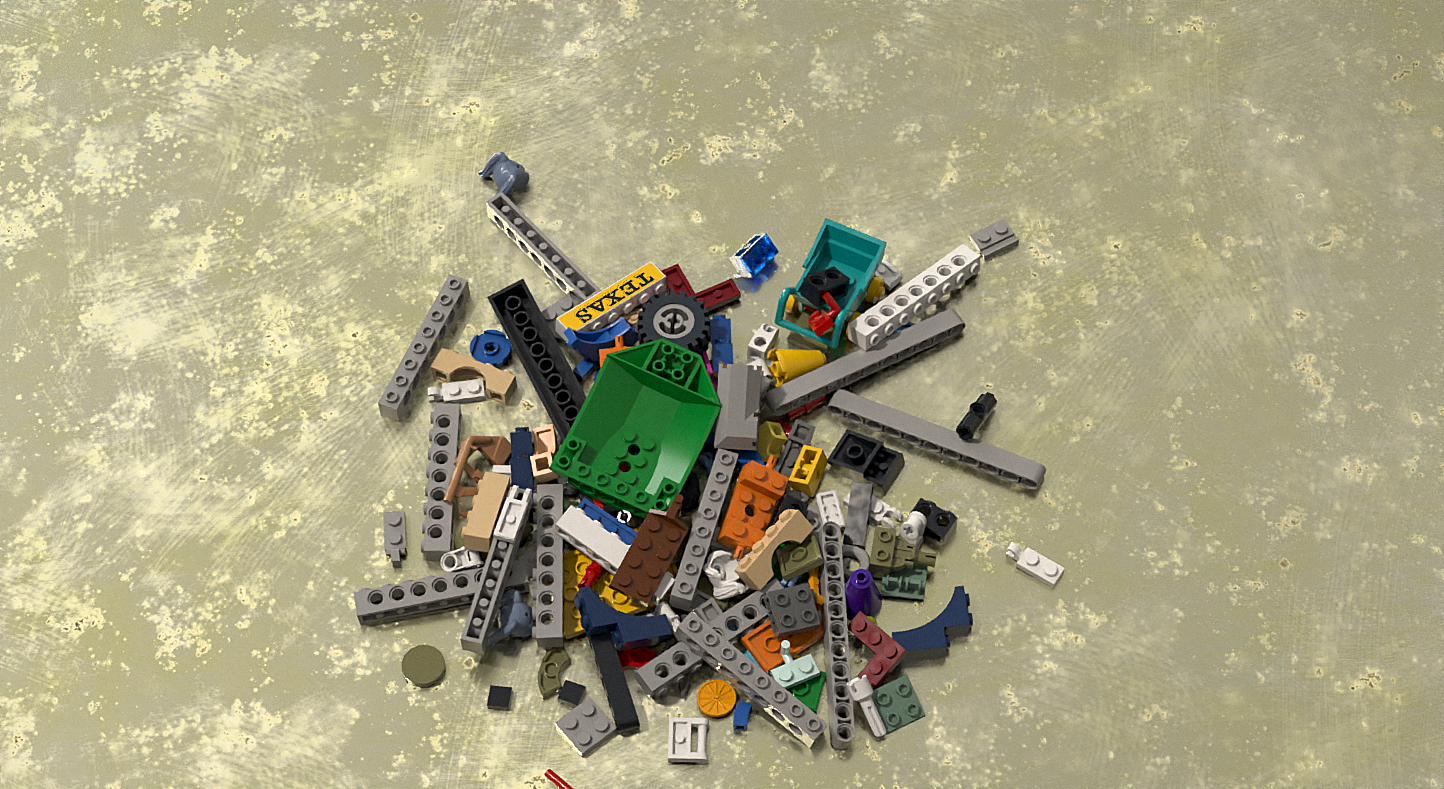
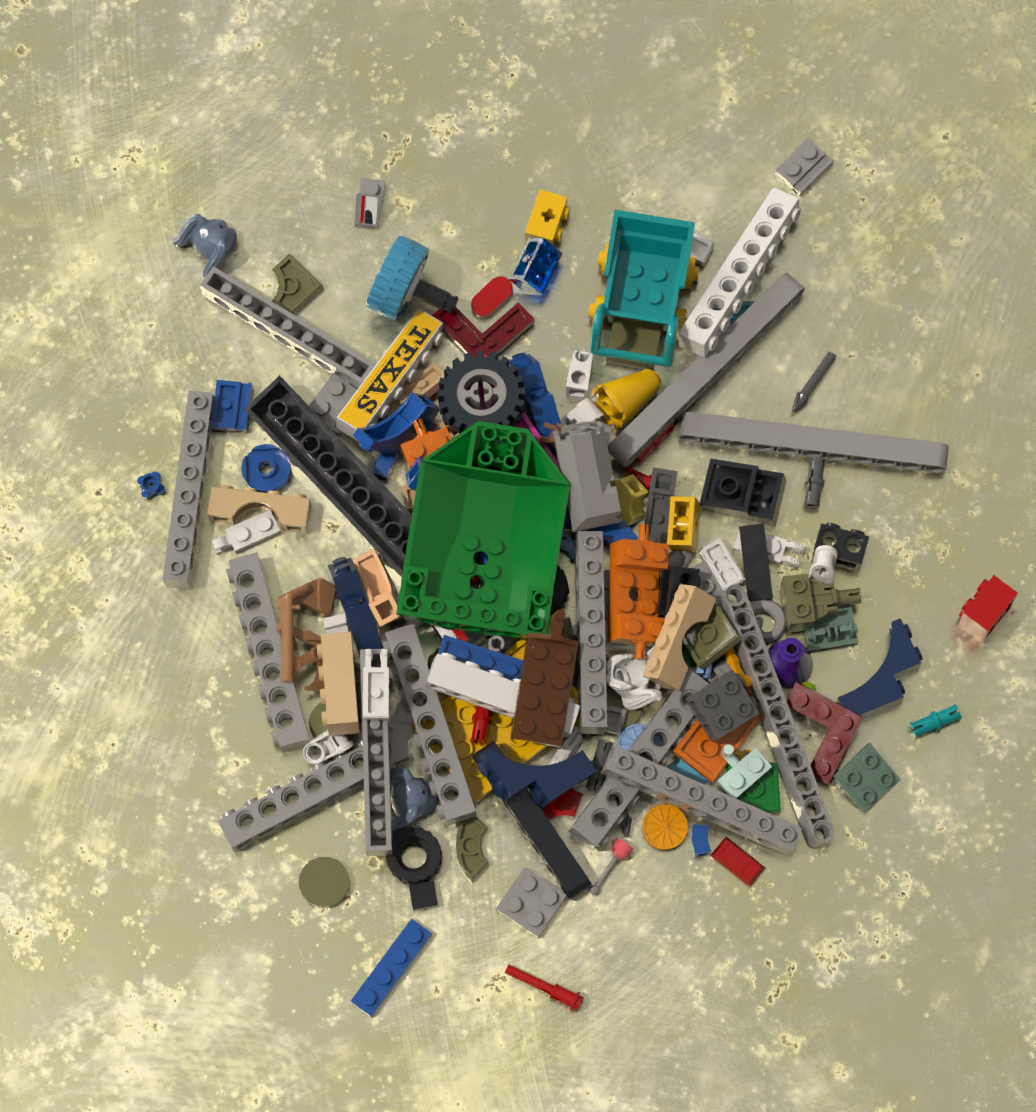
camera: 15 degrees left, 15 degrees up
(395, 536) = (236, 733): light grey hinge -> none
(396, 333) = (144, 482): none -> blue plate
(453, 746) = (391, 968): none -> blue plate
(475, 299) = (229, 405): none -> blue plate
(498, 648) = (433, 859): none -> black tyre
(562, 225) = (295, 286): none -> olive tile
(571, 693) = (502, 868): black tile -> none
(640, 182) = (369, 203): none -> slope
(642, 234) = (401, 280): none -> dark azure wheel
(664, 608) = (578, 744): white axle -> none
(672, 705) = (620, 850): none -> hinge
(680, 740) = (642, 888): white plate -> none
(708, 610) = (626, 729): light grey tile -> none
(712, 271) = (491, 297): none -> red tile
(768, 742) = (737, 861): none -> red tile
(777, 223) = (545, 206): none -> yellow brick
(822, 321) = (647, 339): red plate -> none
(827, 280) = (638, 295): black brick -> none
(861, 692) = (829, 781): white piece -> none
(927, 469) = (814, 482): none -> dark grey pin
(937, 404) = (802, 396): none -> dark grey piece
(969, 675) = (935, 721): none -> teal pin
(976, 416) = (853, 403): black piece -> none
(1035, 564) = (968, 564): white plate -> none
(1038, 597) = (987, 609): none -> red brick

